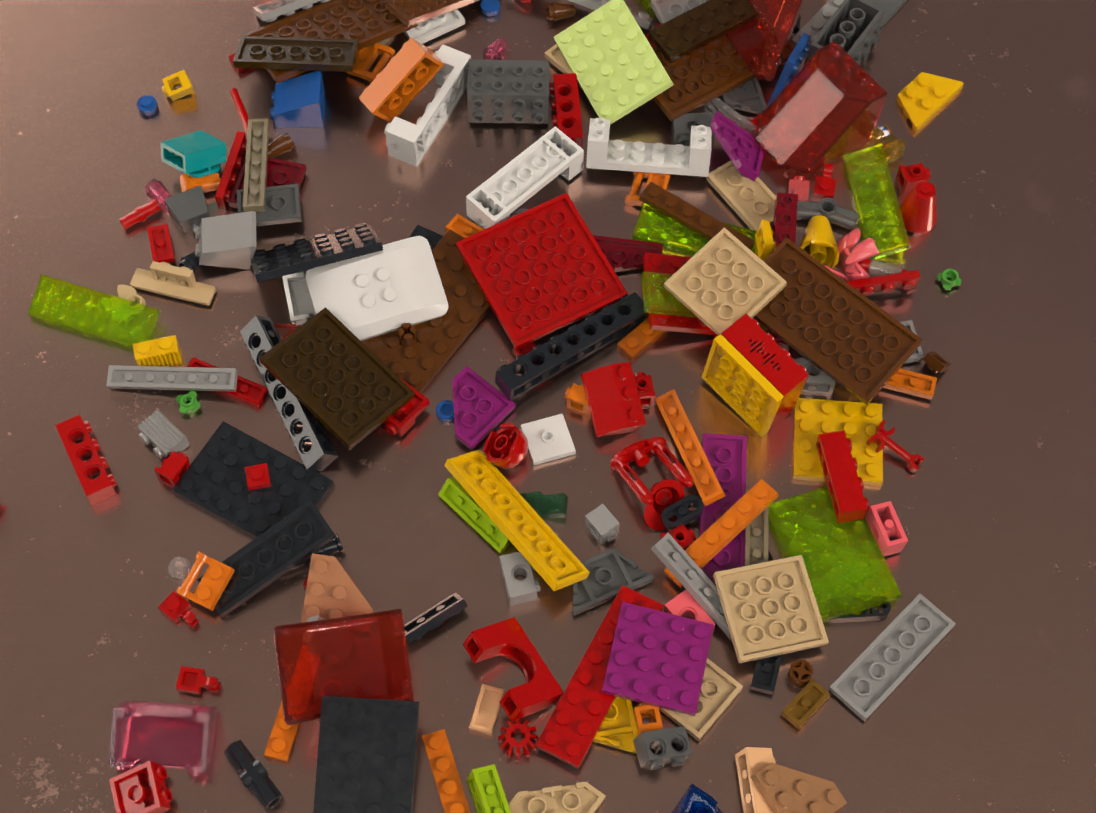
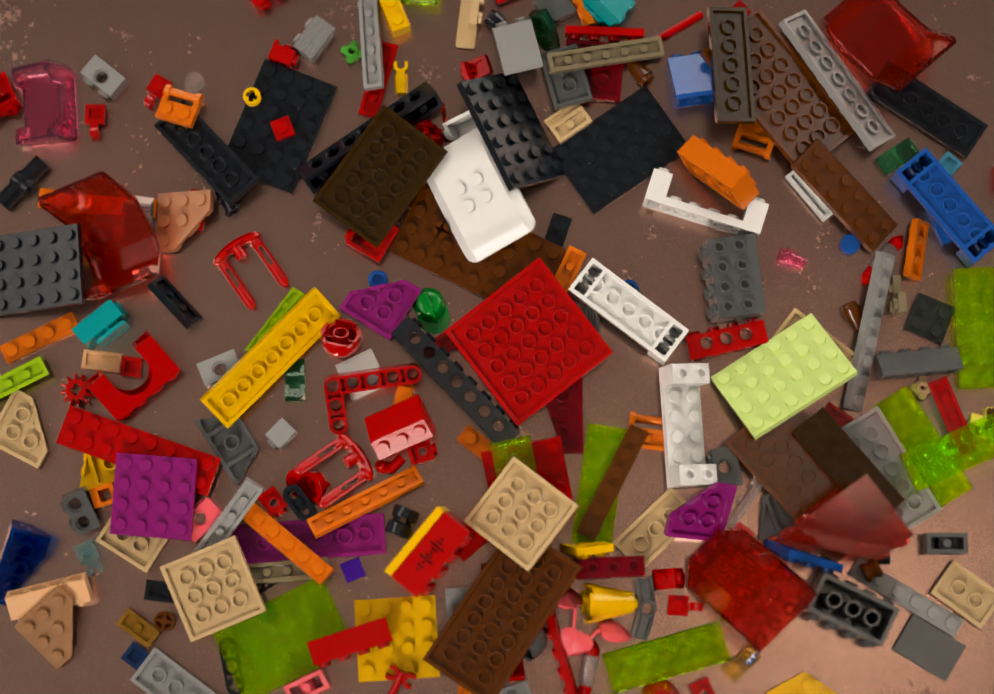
camera: 85 degrees right, 20 degrees up
(135, 664) = (112, 86): none -> light grey brick
(204, 210) = (547, 32): none -> clear green slope
(211, 497) = (252, 103): none -> yellow bush
(230, 359) = (401, 79): none -> yellow bar
(238, 285) = (476, 68): none -> red bracket
(316, 214) = (568, 122): none -> tan plate
(355, 175) = (619, 150): none -> black plate
(383, 544) = (237, 248): none -> red piece
(447, 694) = (103, 325): none -> teal brick
(487, 361) = (432, 311): none -> green piece
(500, 675) = (131, 367): none -> red plate
(558, 427) = (363, 385): none -> red beam
(653, 424) = (387, 467): none -> red arm
(713, 415) = (398, 528): none -> black wheel
(714, 751) = (88, 553): none -> clear light blue plate
(760, 471) = (353, 570): none -> dark purple tile
(807, 24) = (871, 570): none -> reddish brown wheel
(837, 711) = (135, 655): none -> dark blue plate

